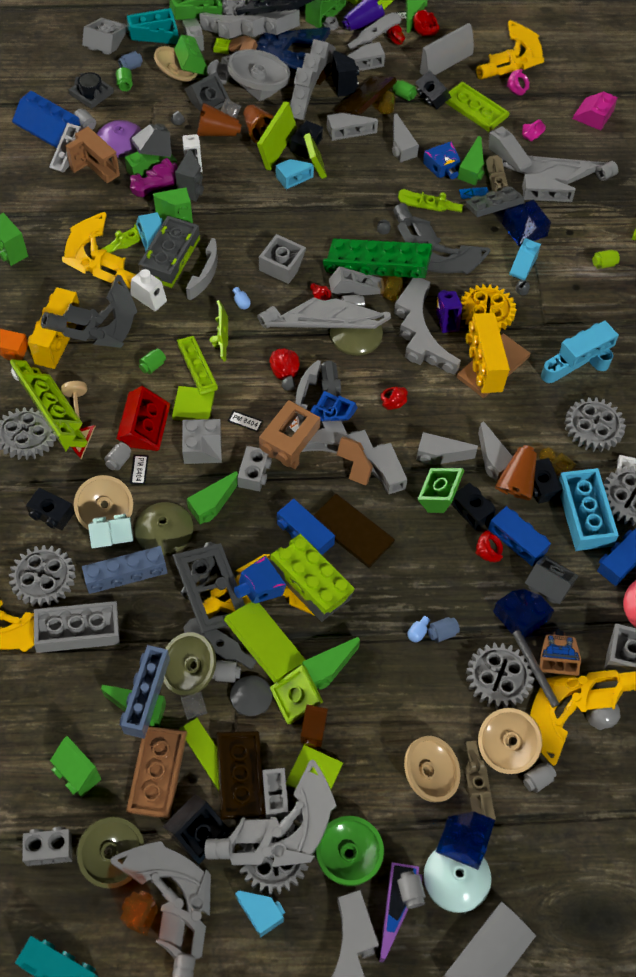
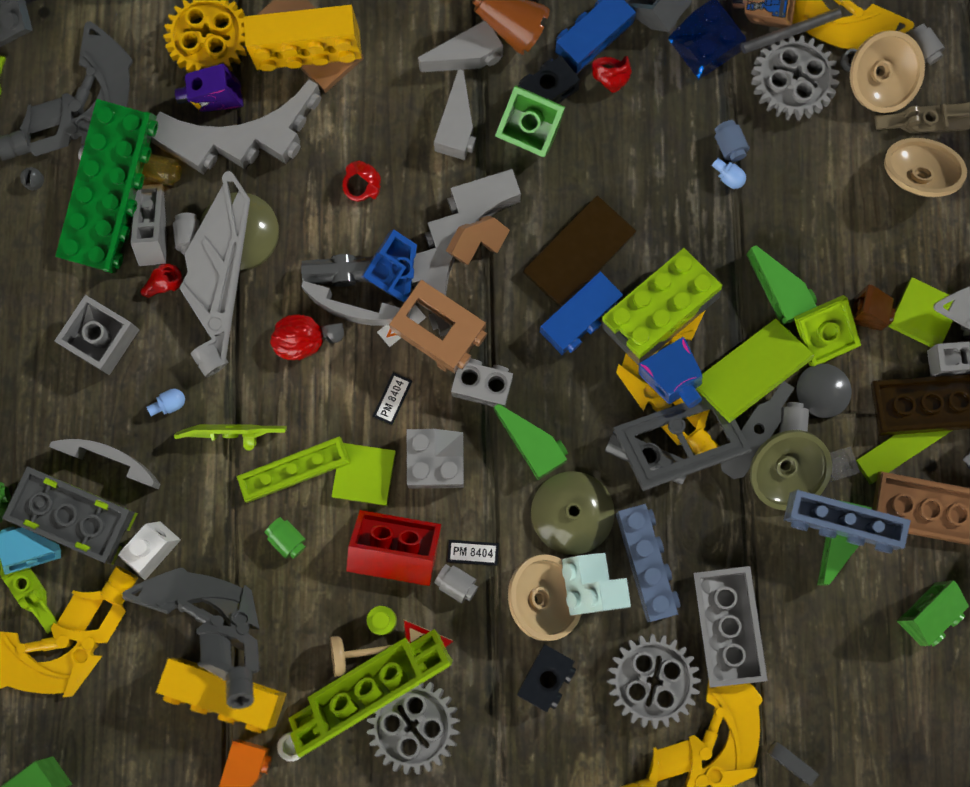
camera: 85 degrees left, 20 degrees up
(95, 412) = (381, 620): none -> lime brick

